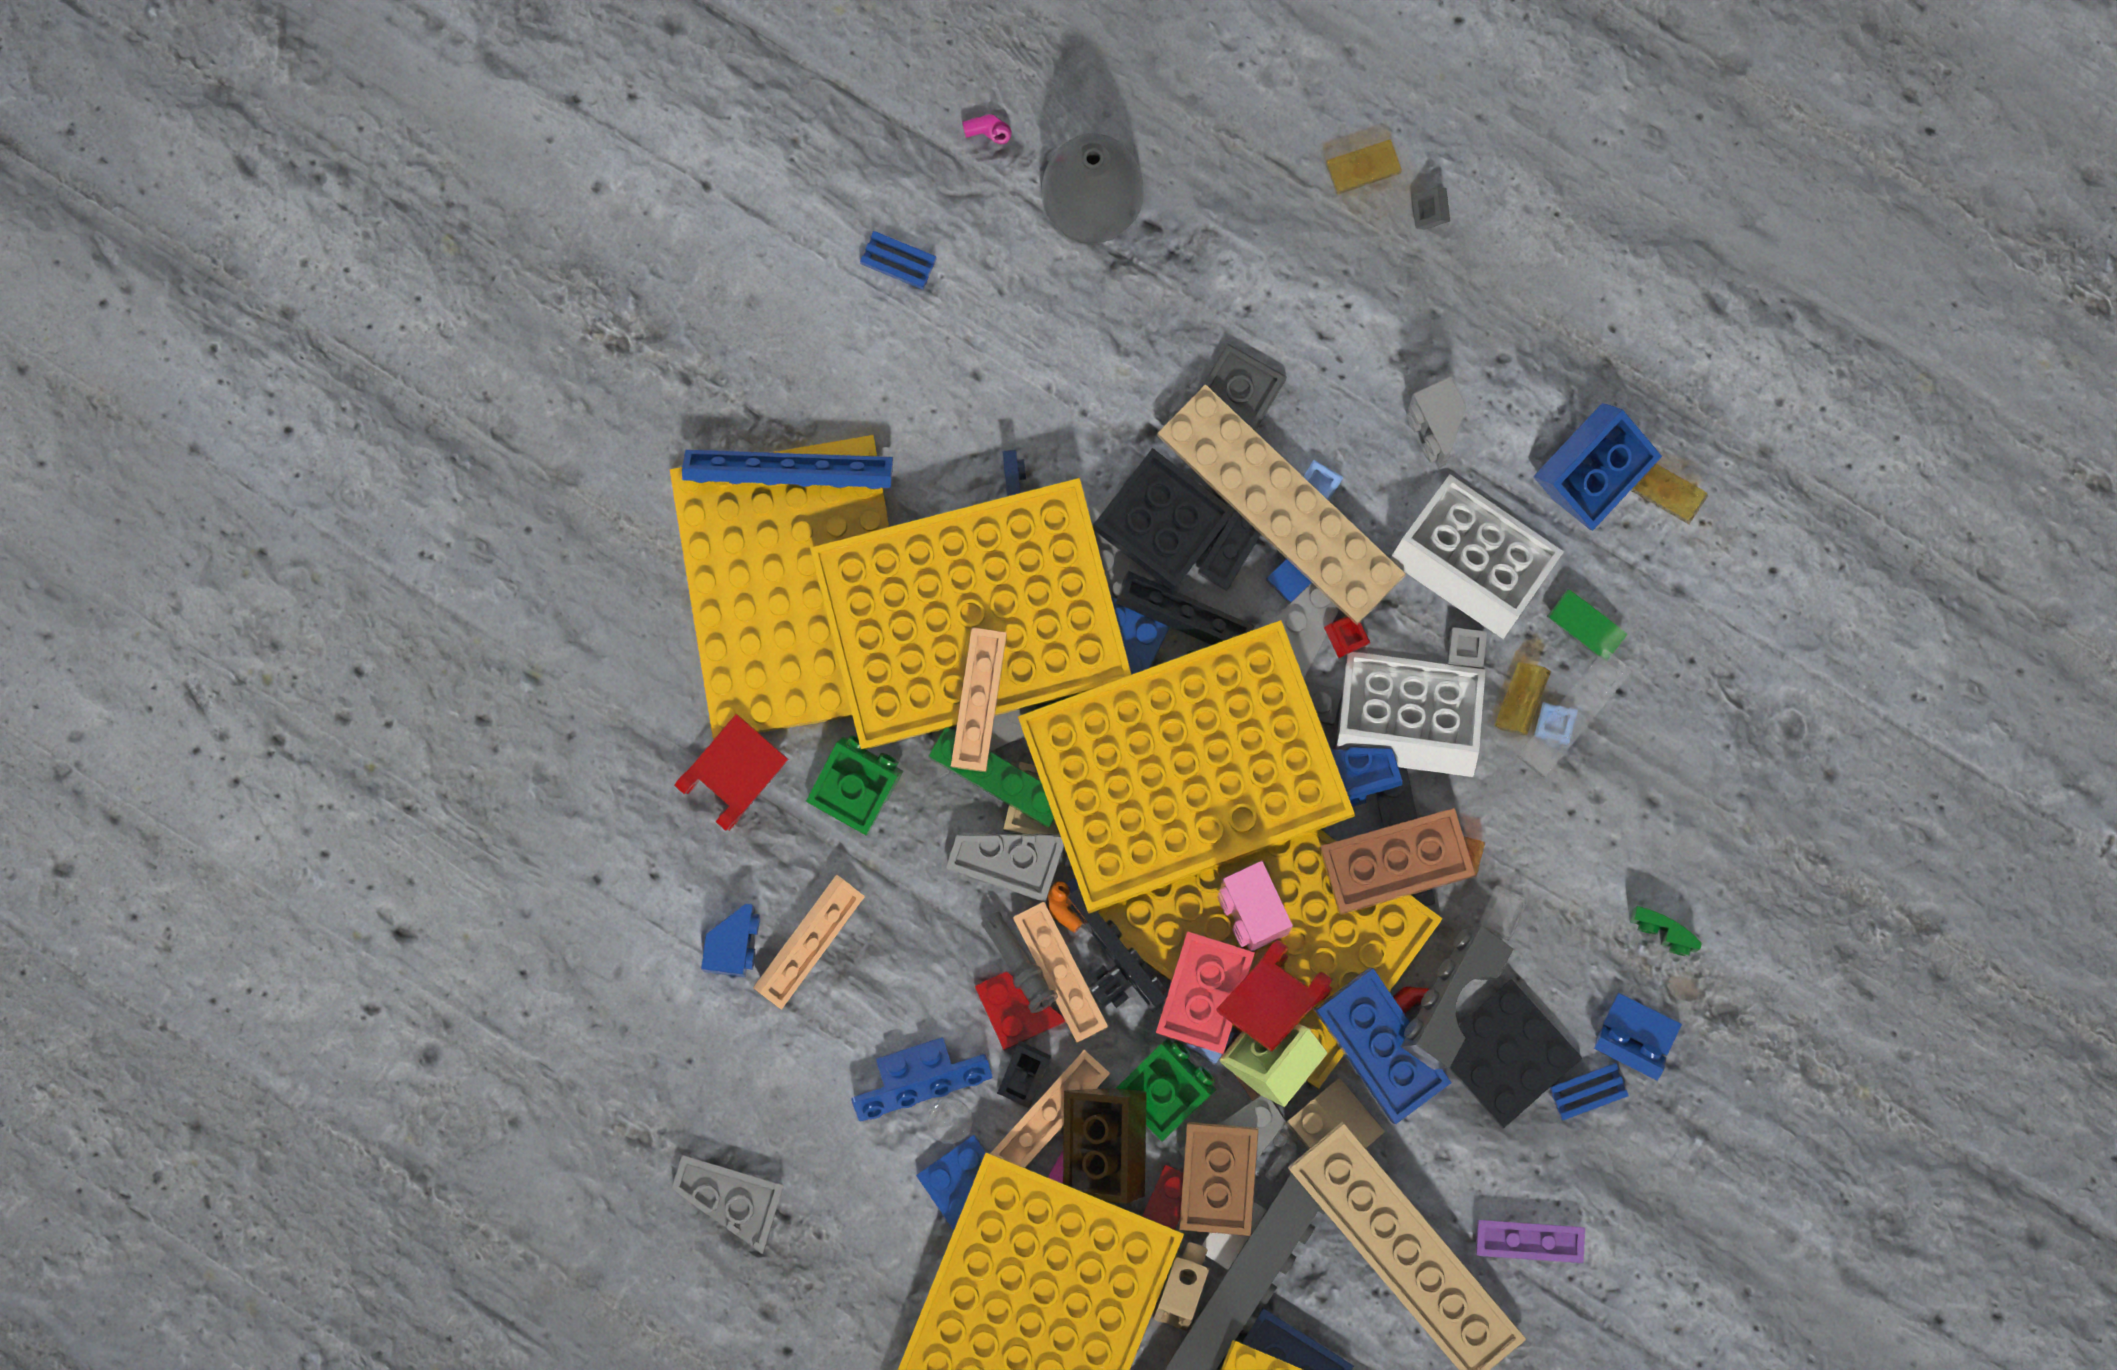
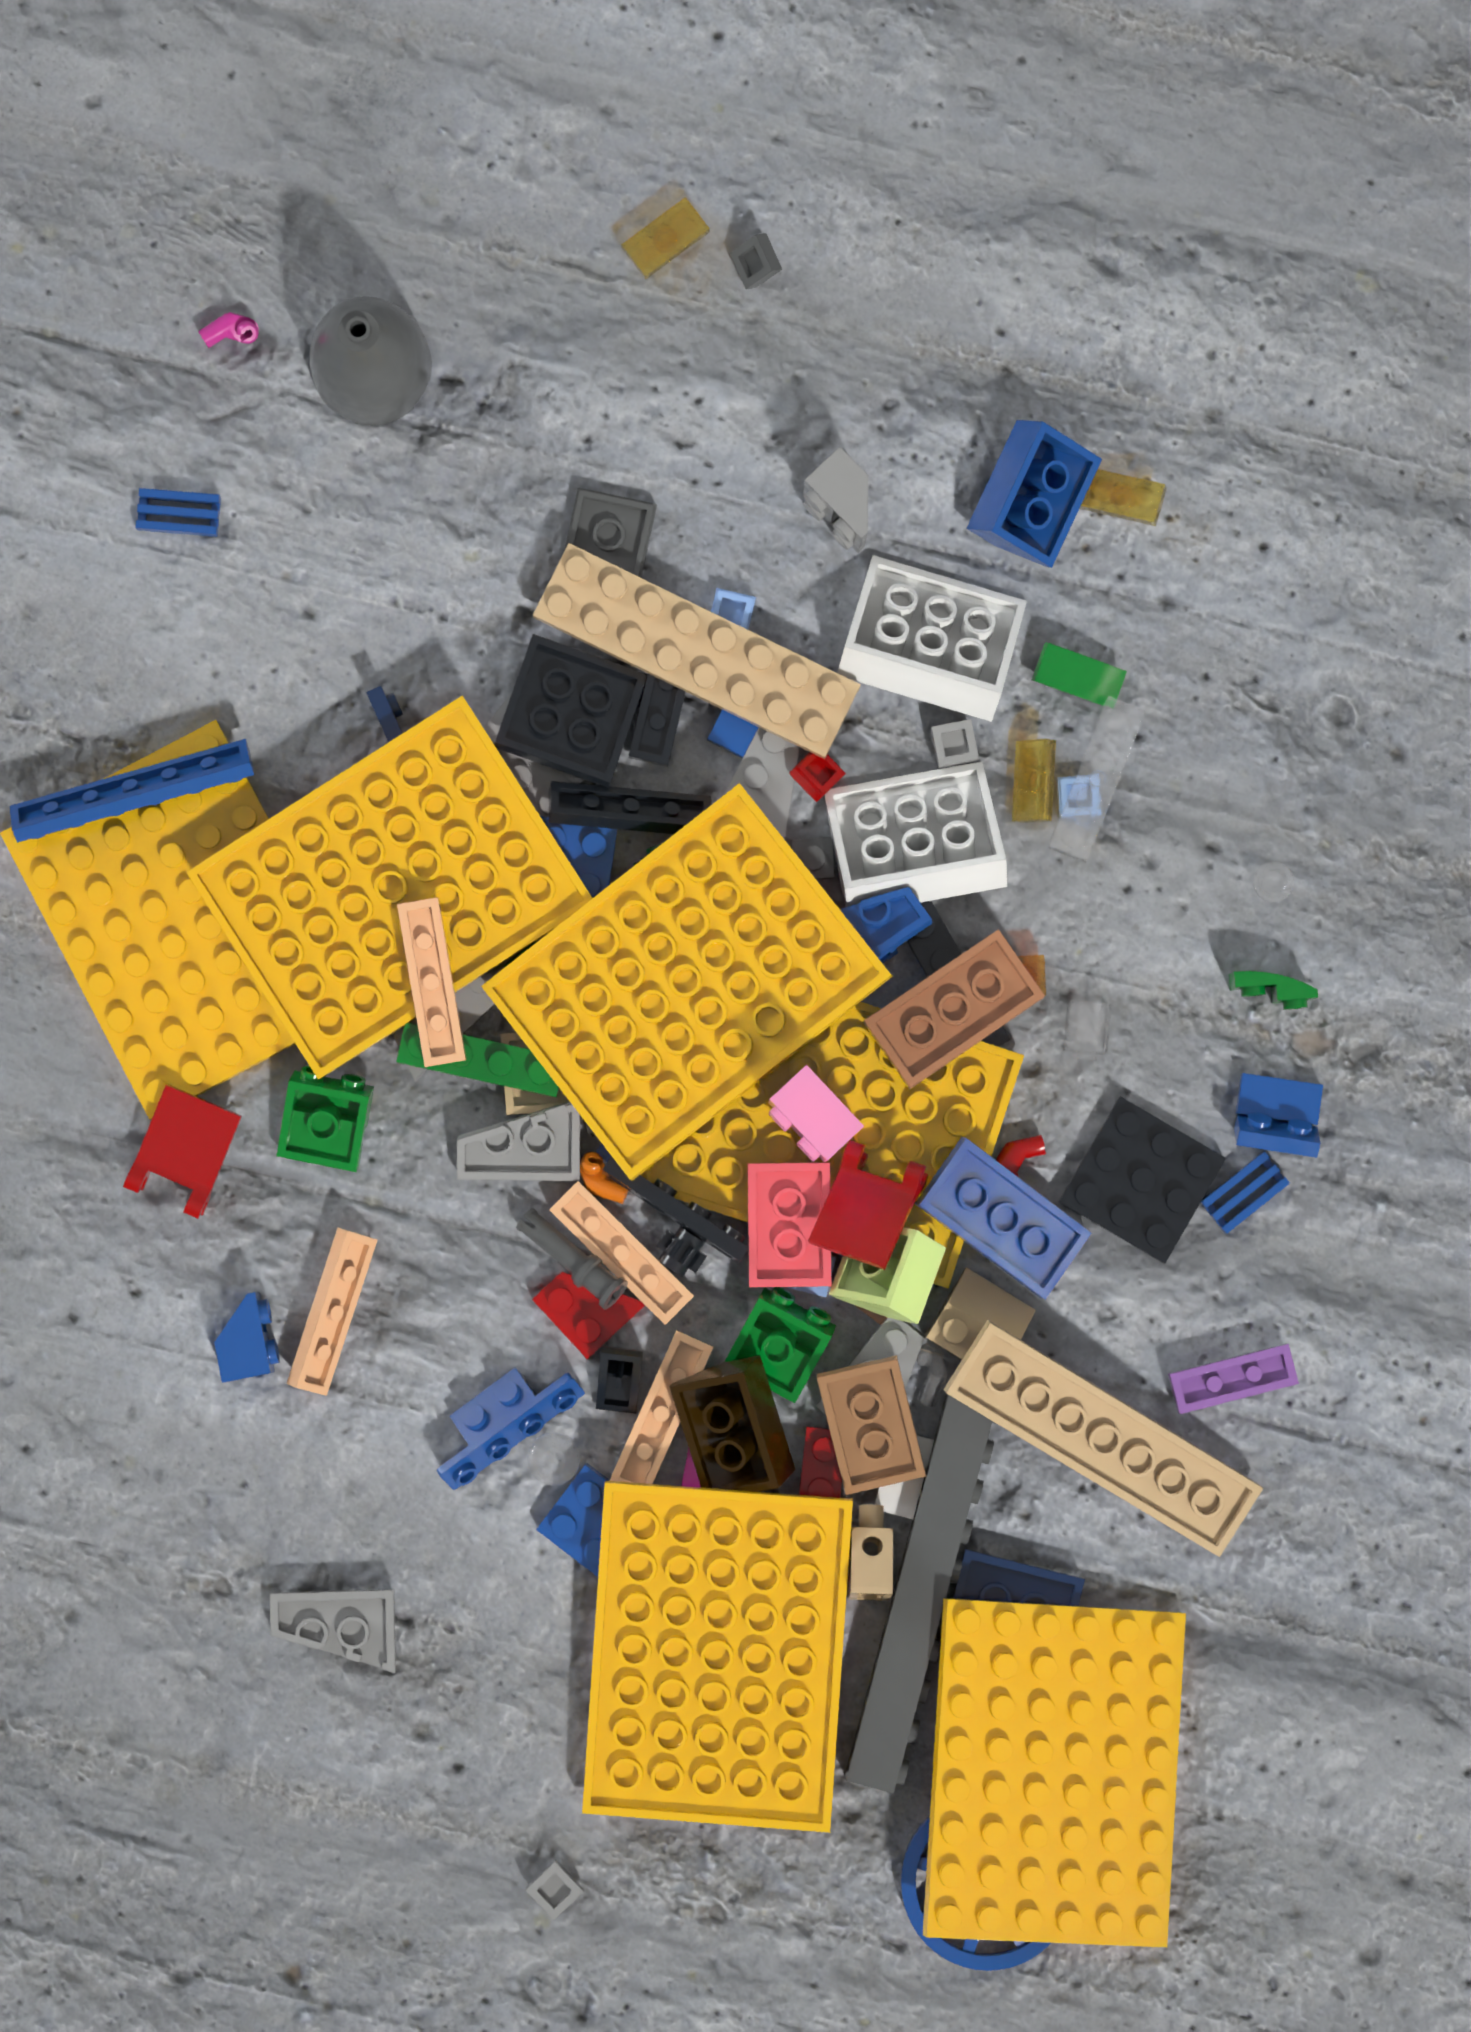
camera: 25 degrees left, 5 degrees up
(1435, 1032) = (1056, 1185): dark grey arch -> none

